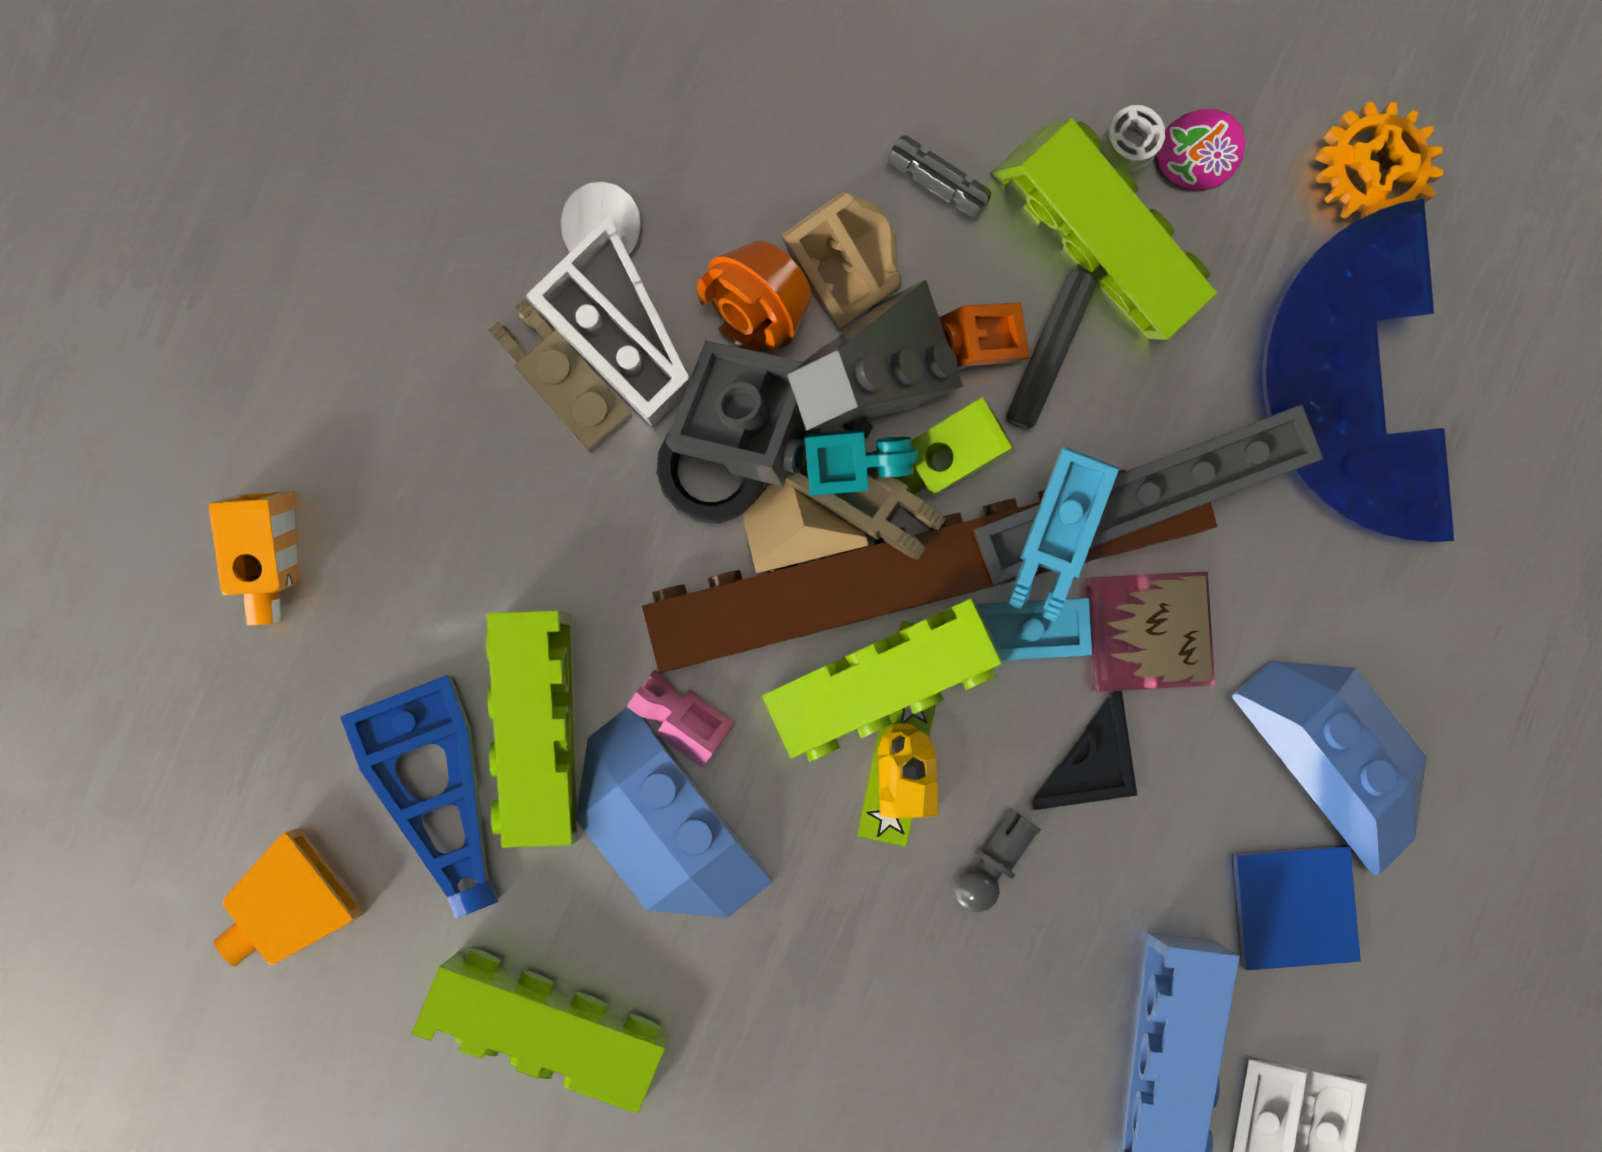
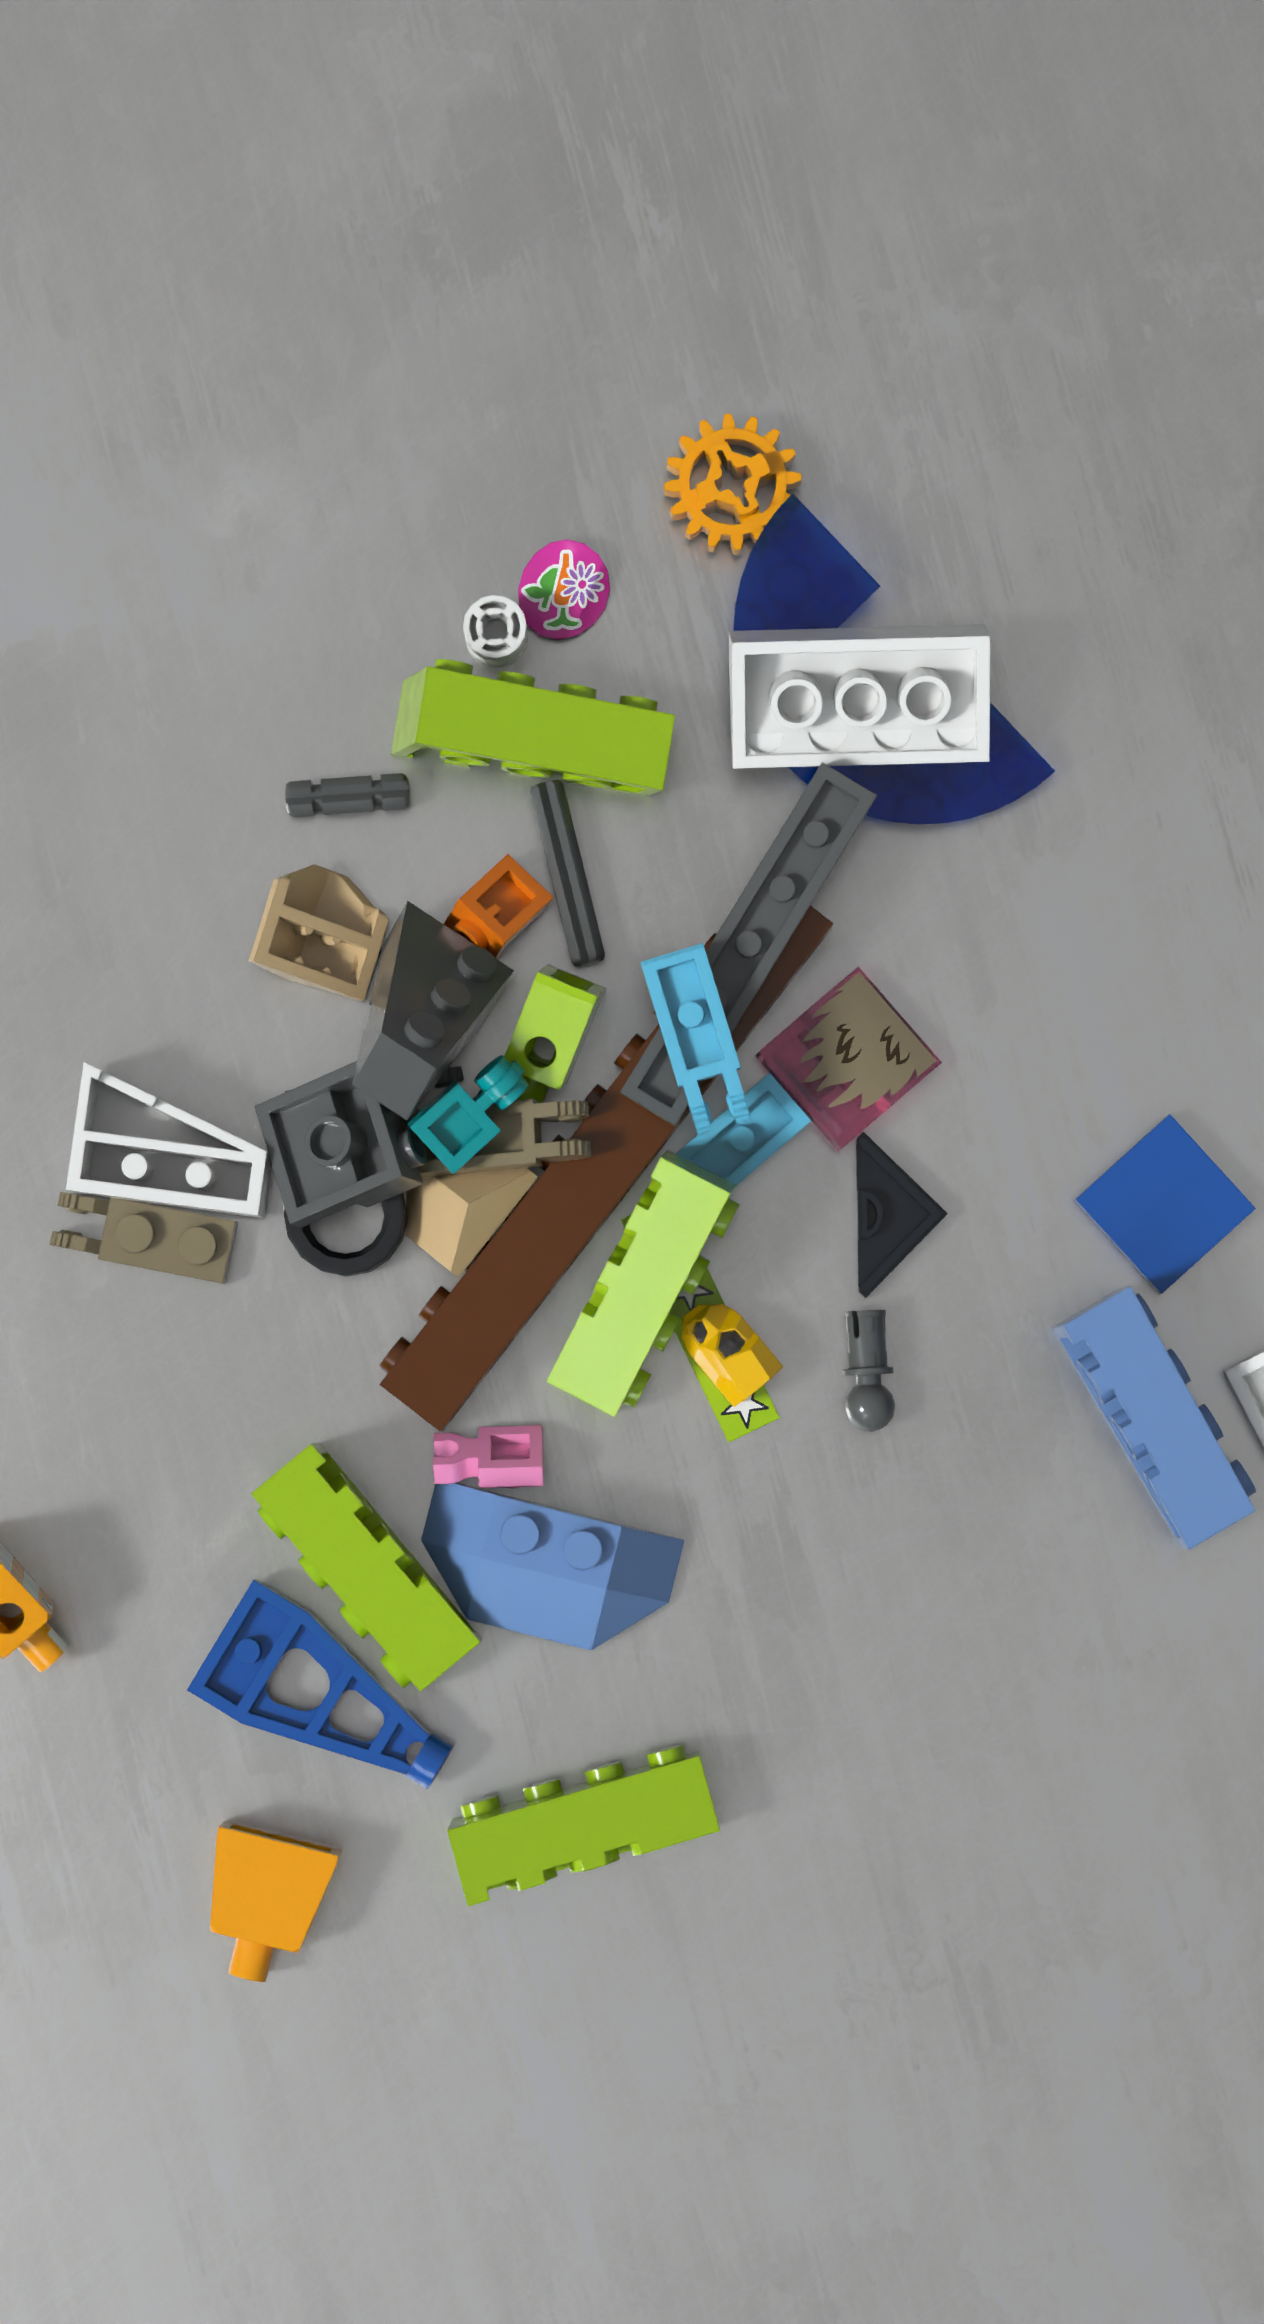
camera: 30 degrees left, 0 degrees up
(592, 205) = (59, 1061): white sticker -> none
(757, 295) = (268, 1030): orange cone -> none
(1342, 752) = (1100, 1035): medium blue wedge -> none
(1362, 380) = (859, 696): none -> white slope

